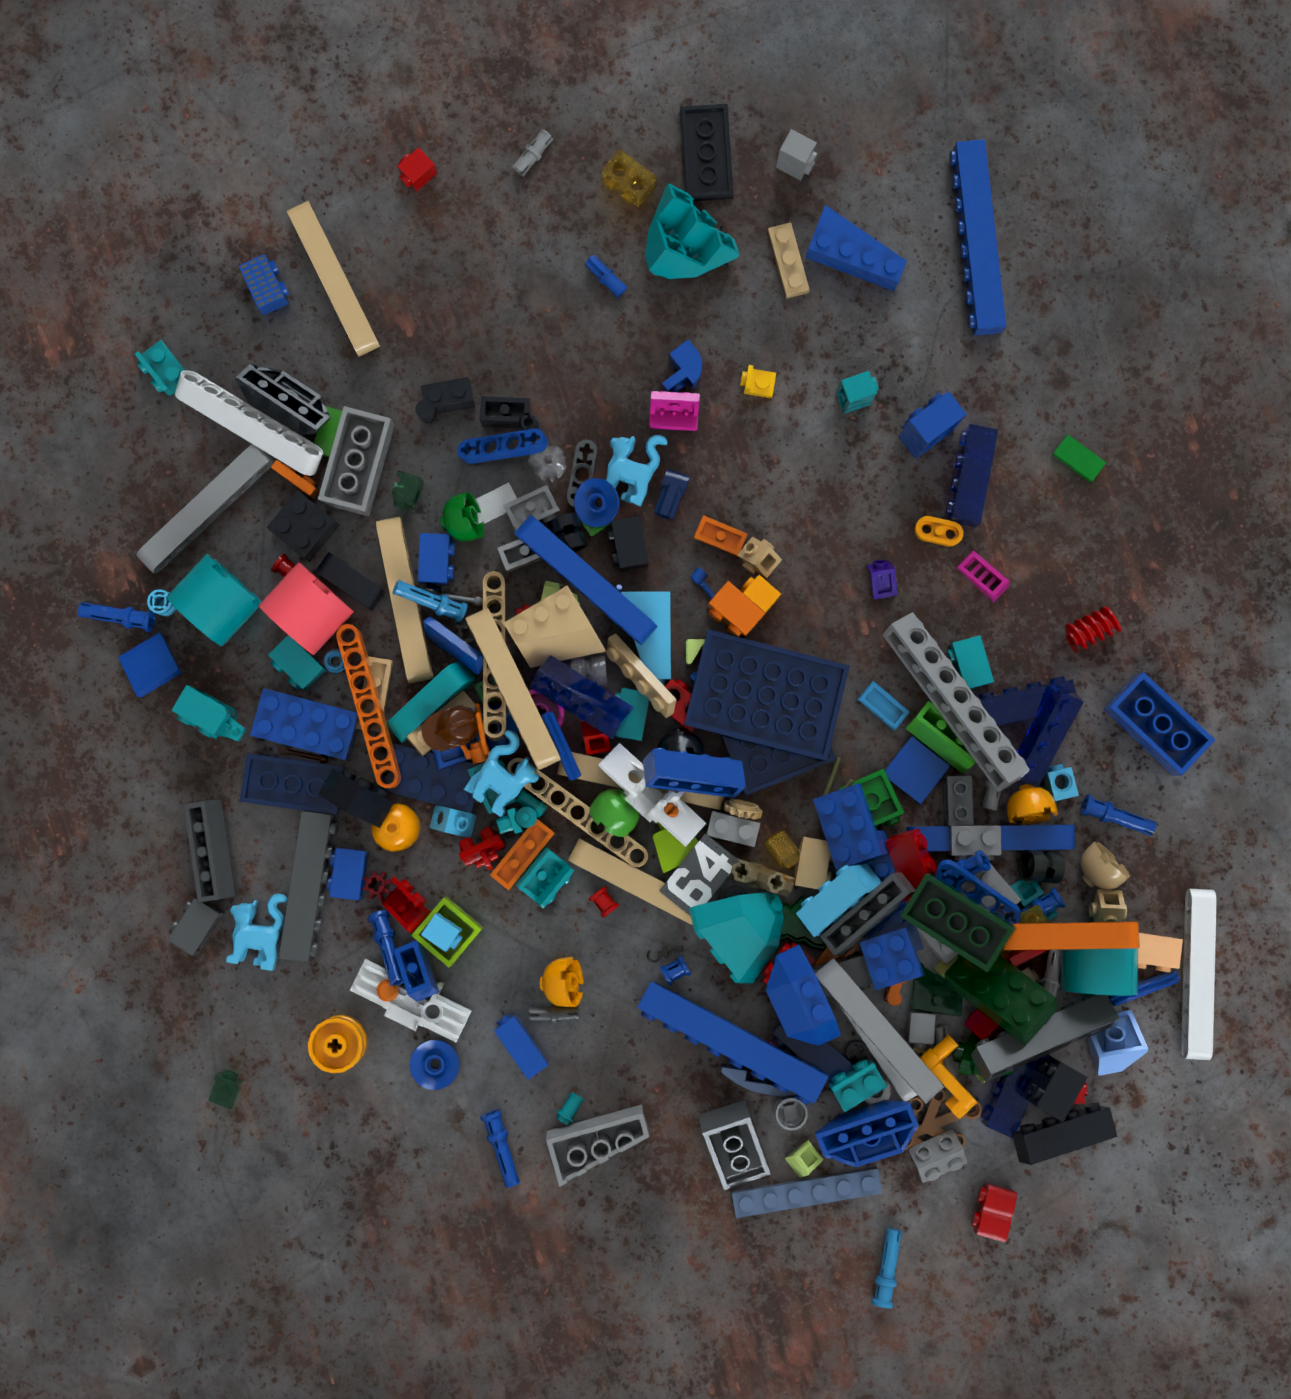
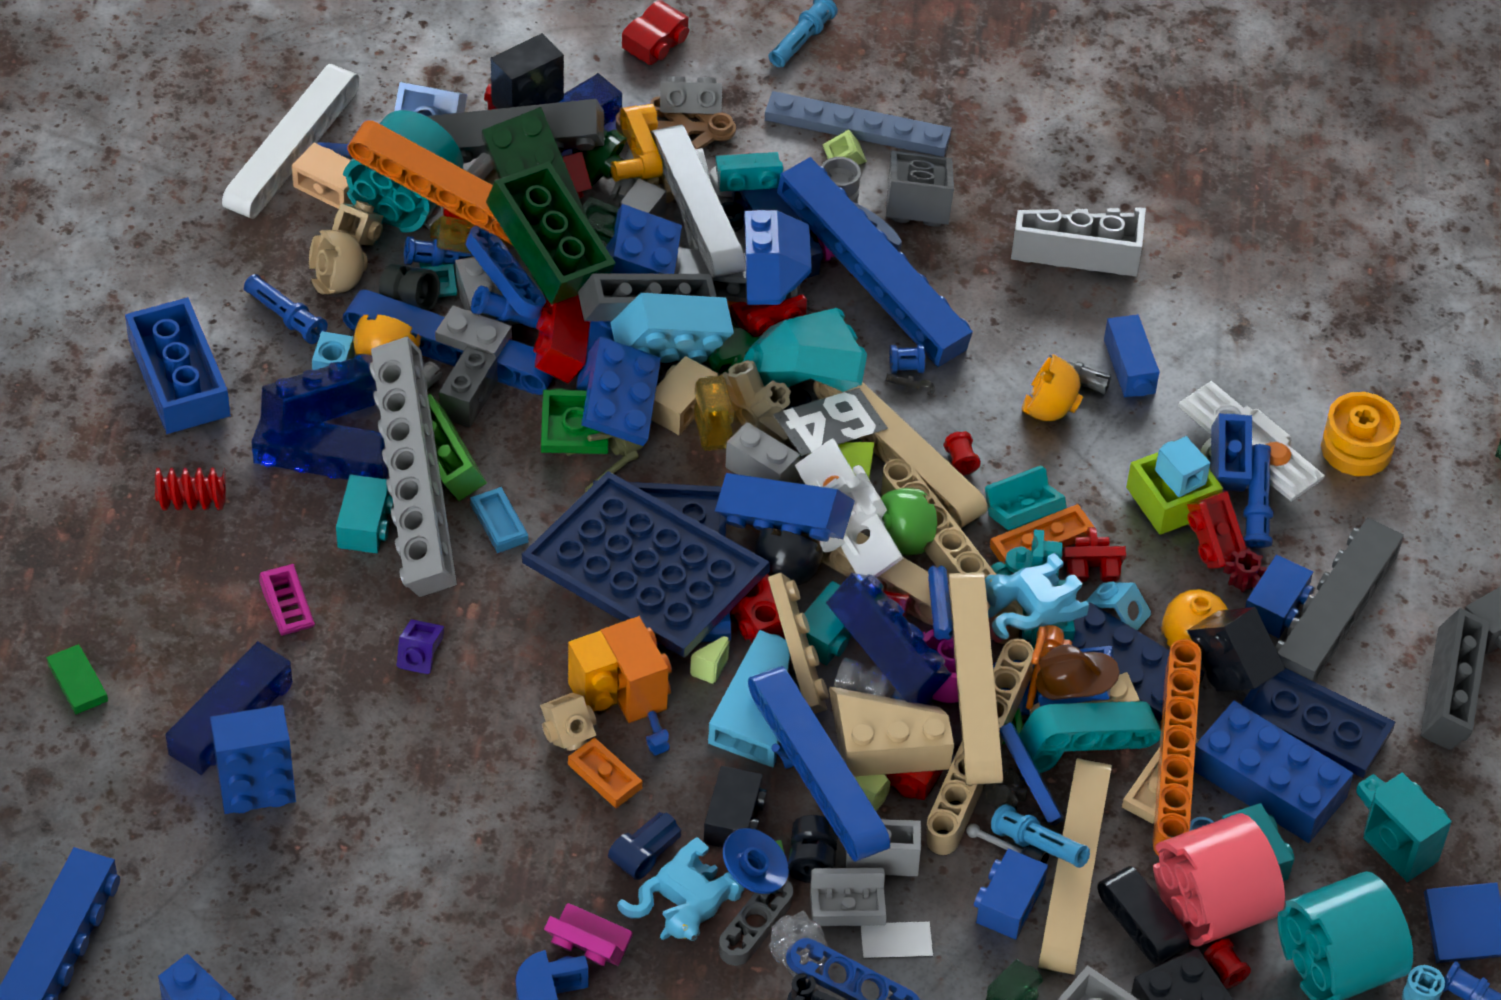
camera: 155 degrees left, 35 degrees down
(257, 936) = (1425, 575): medium azure animal -> none
(425, 1073) = (1247, 376): blue dish -> none
(461, 518) = (951, 920): green cylinder -> none
(497, 1136) = (1199, 288): blue pin -> none
(569, 1108) = (1105, 281): teal pin -> none
(743, 809) = (731, 459): tan gear -> none
(758, 382) = (449, 934): yellow bracket -> none
(857, 392) = (325, 849): teal brick -> none
(868, 1133) = (748, 130): blue wedge -> none
(916, 770) = (500, 441): blue tile -> none
(938, 531) = (316, 668): light orange plate -> none
(1056, 1138) = (581, 51): black brick -> none

